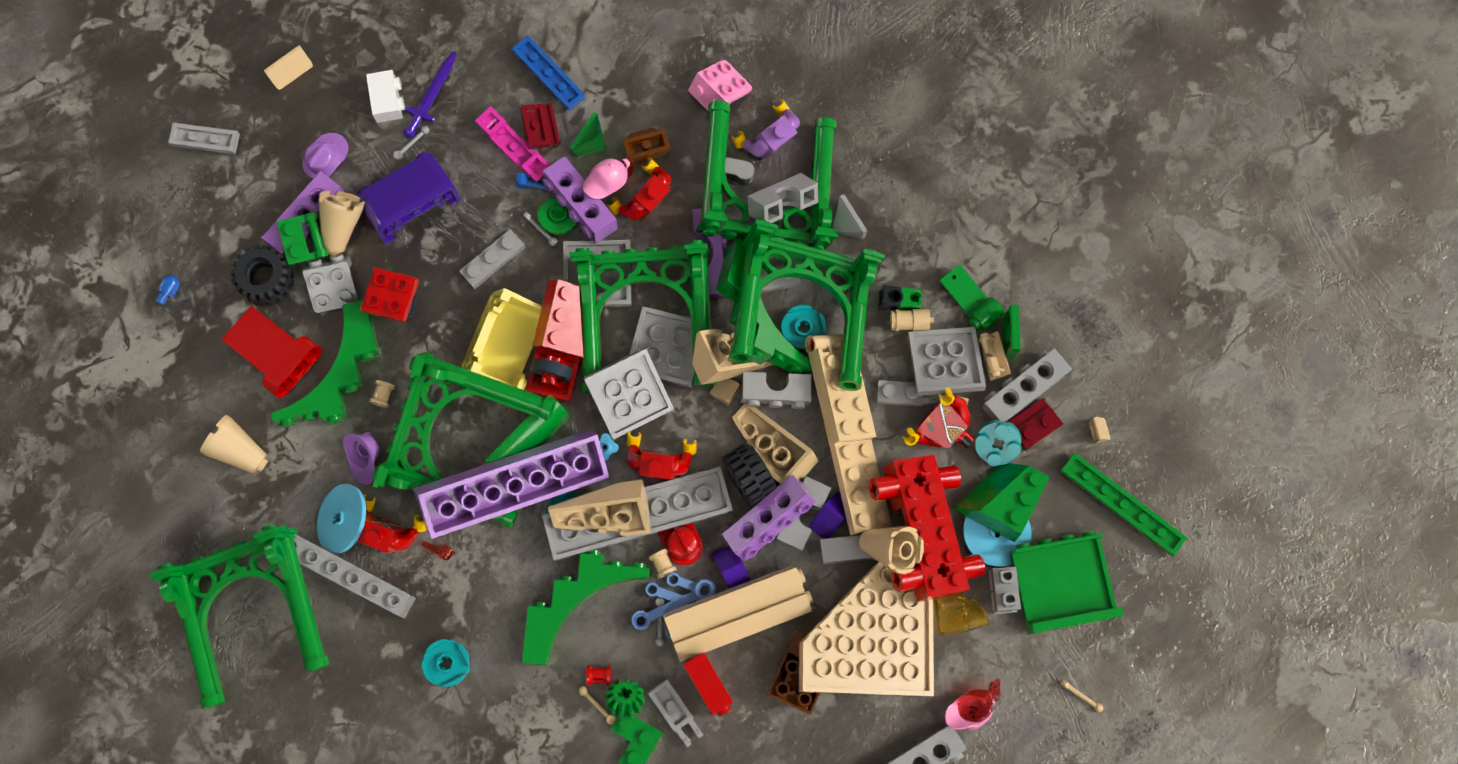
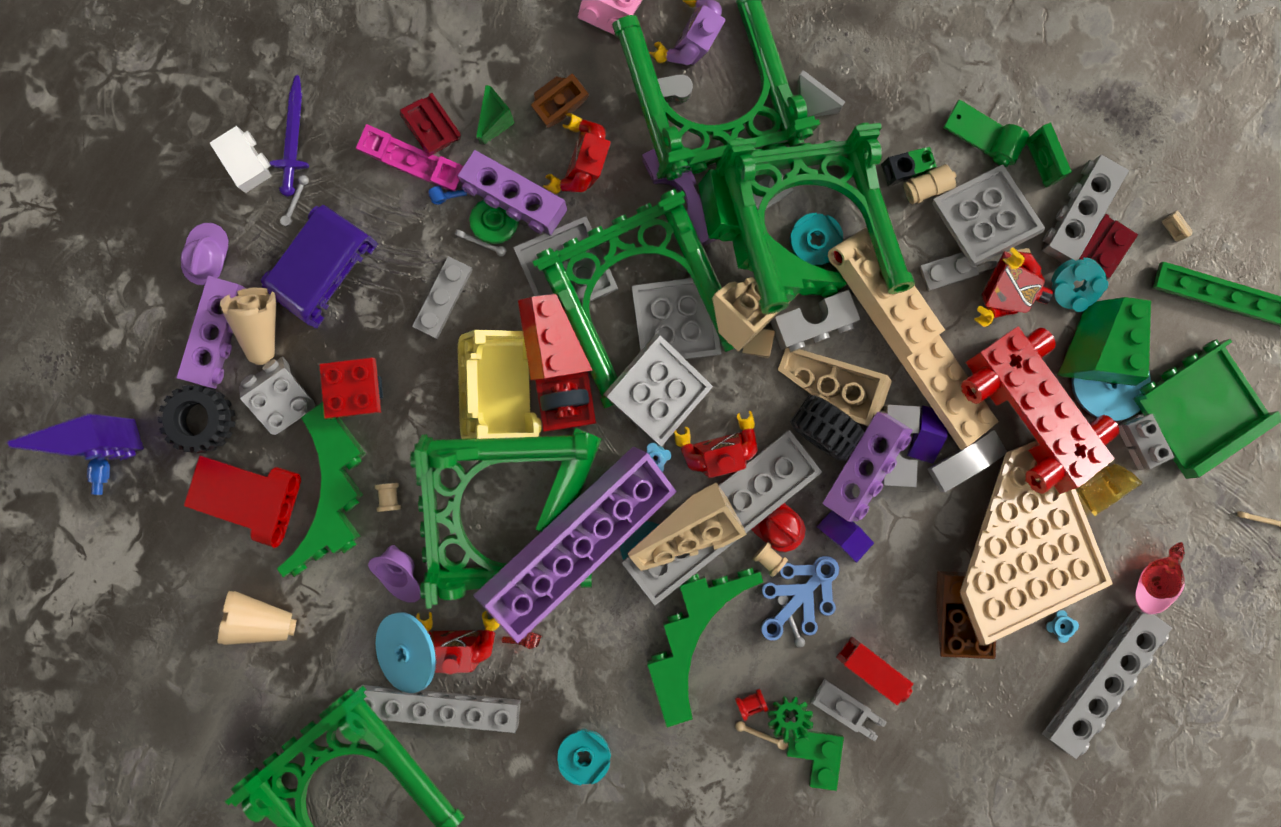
camera: 20 degrees left, 10 degrees up
(174, 252) = (88, 437): none -> dark purple slope
(204, 138) = (59, 288): light grey plate -> none
(288, 68) = (117, 169): tan slope -> none
(294, 239) = (215, 367): green plate -> none
(548, 73) = (413, 59): blue plate -> none
(608, 177) = (534, 155): bright pink hair -> none
(738, 612) = (873, 580): tan brick -> none
(795, 191) = (751, 88): light grey arch -> none
(886, 716) = (1069, 630): none -> medium azure plate
(894, 547) = (1018, 449): tan cone -> none
(994, 355) = (1035, 188): tan hinge -> none

